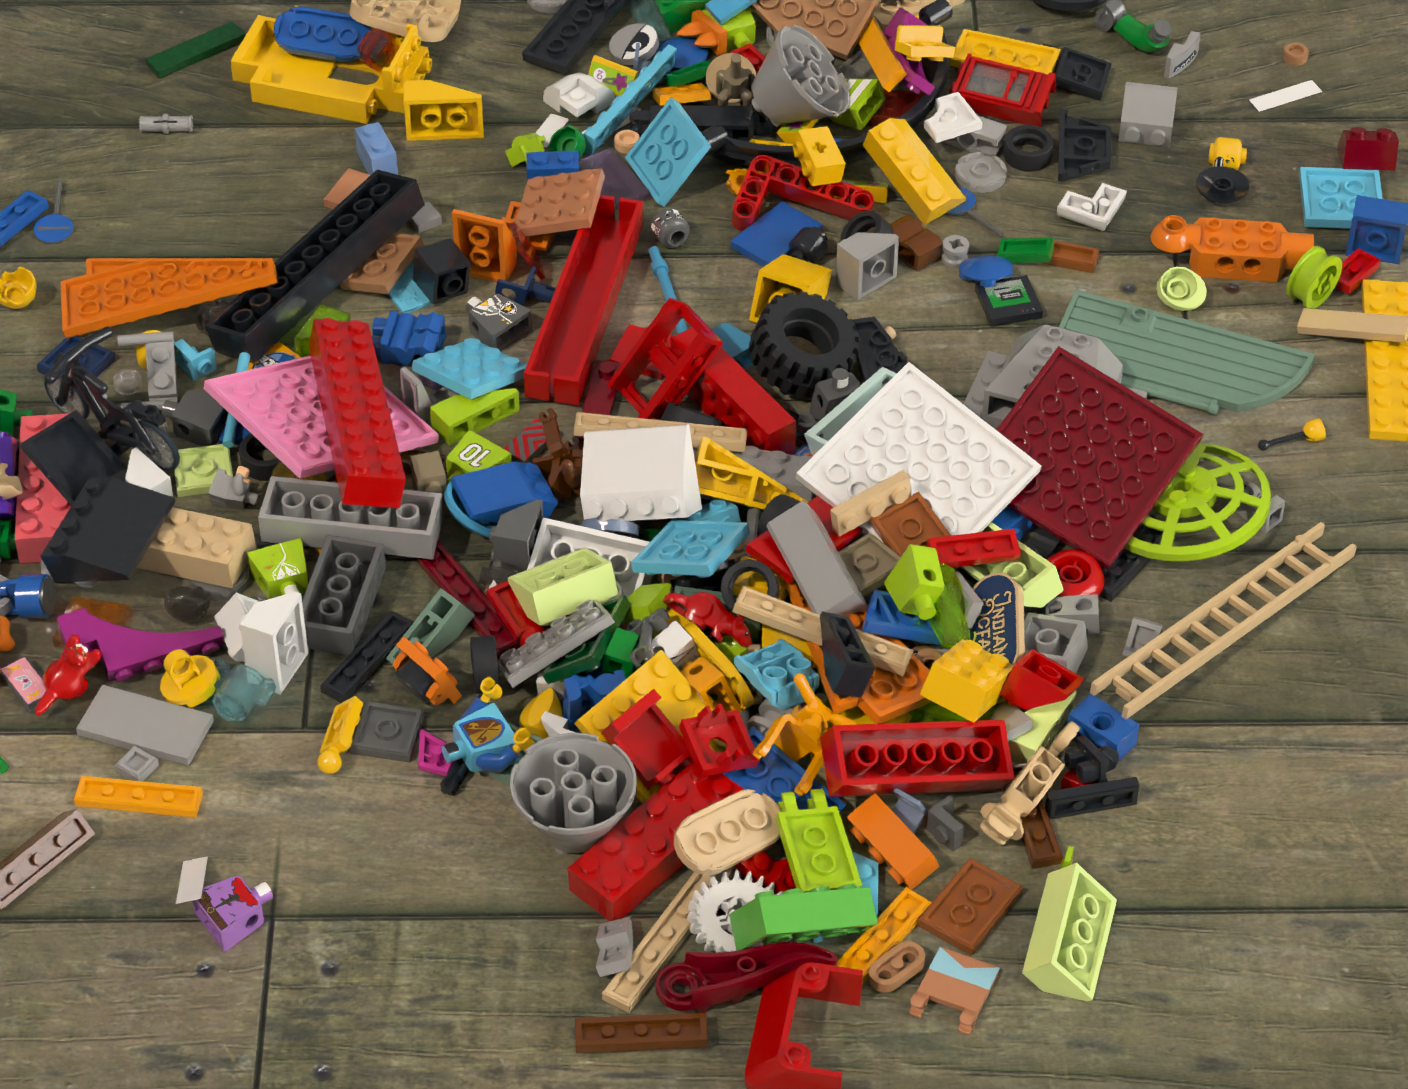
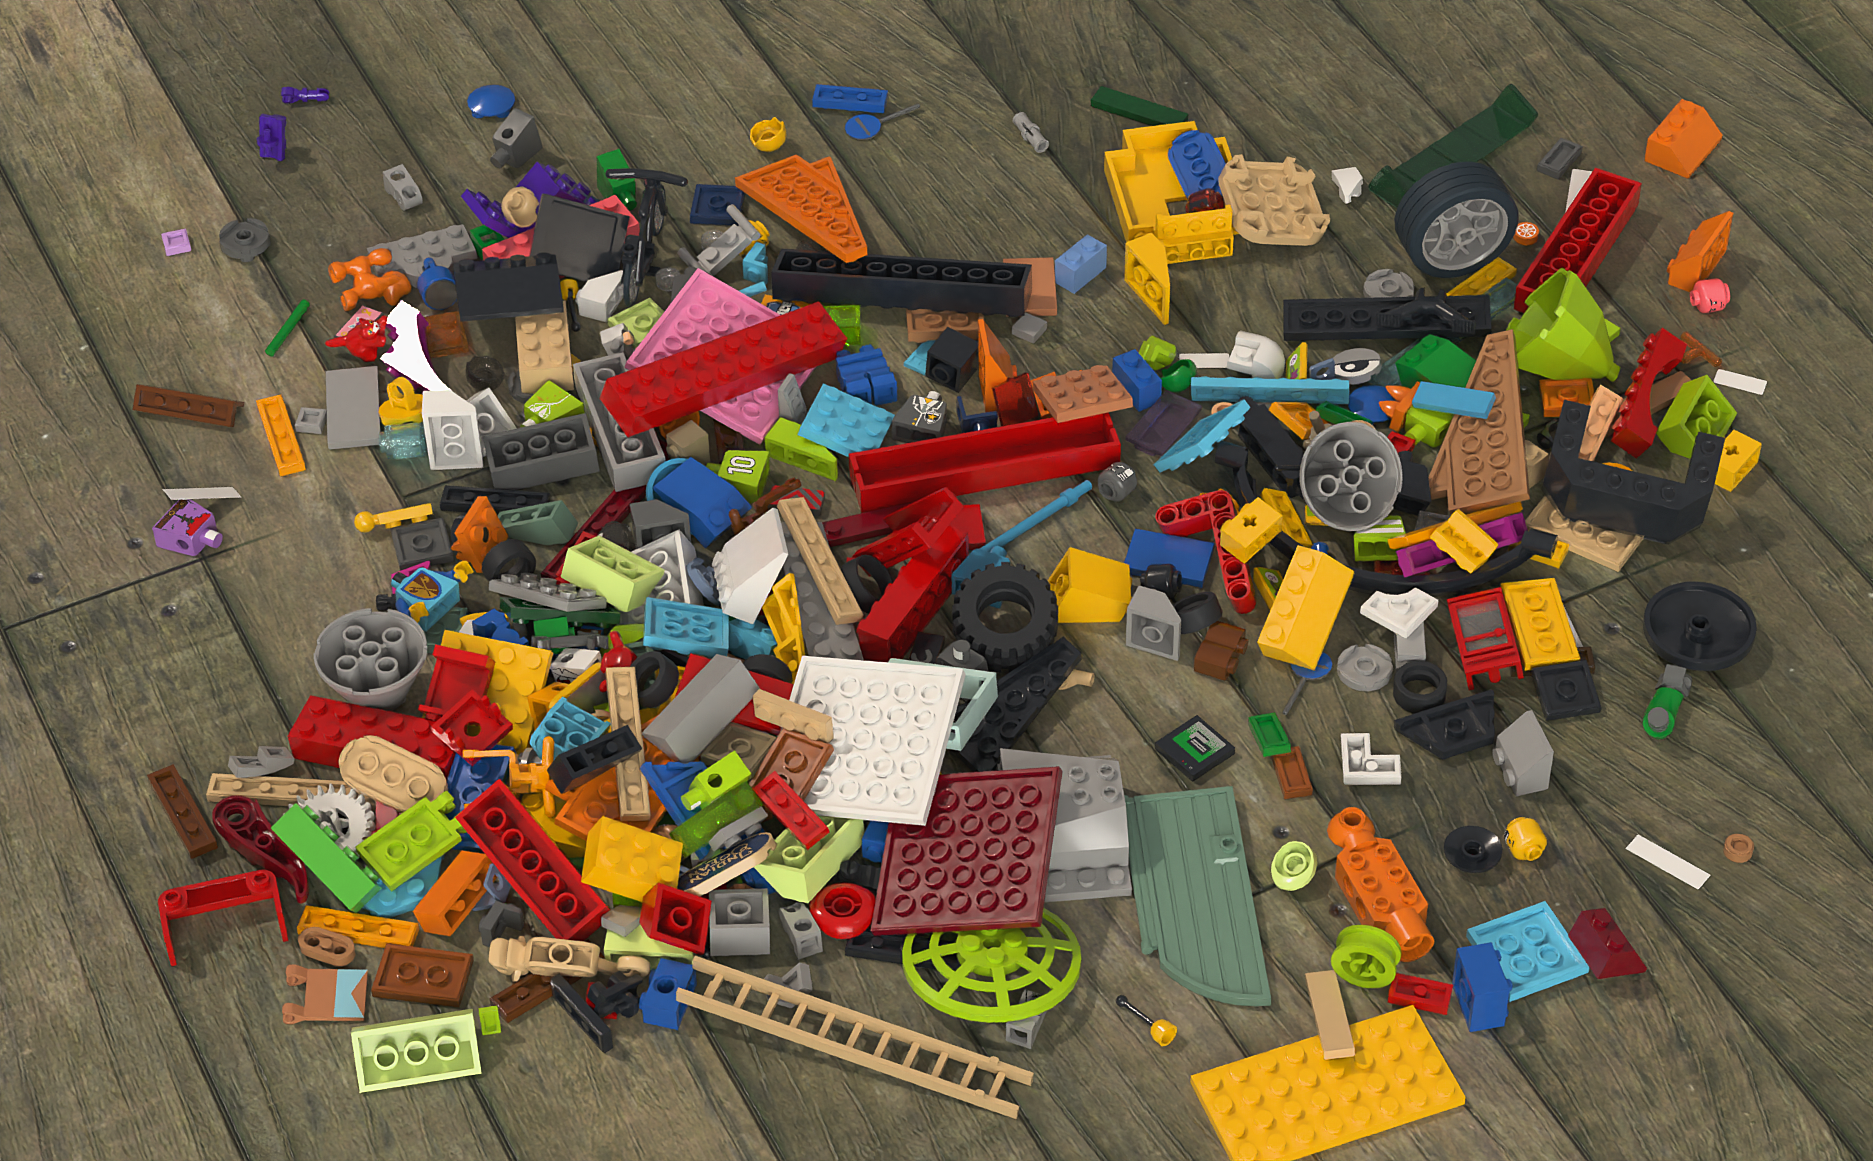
camera: 65 degrees right, 0 degrees up
(954, 250) = (1231, 685): light grey wheel -> none
(985, 269) = (1220, 714): blue dish -> none
(1182, 55) = (1646, 755): light grey slope -> none

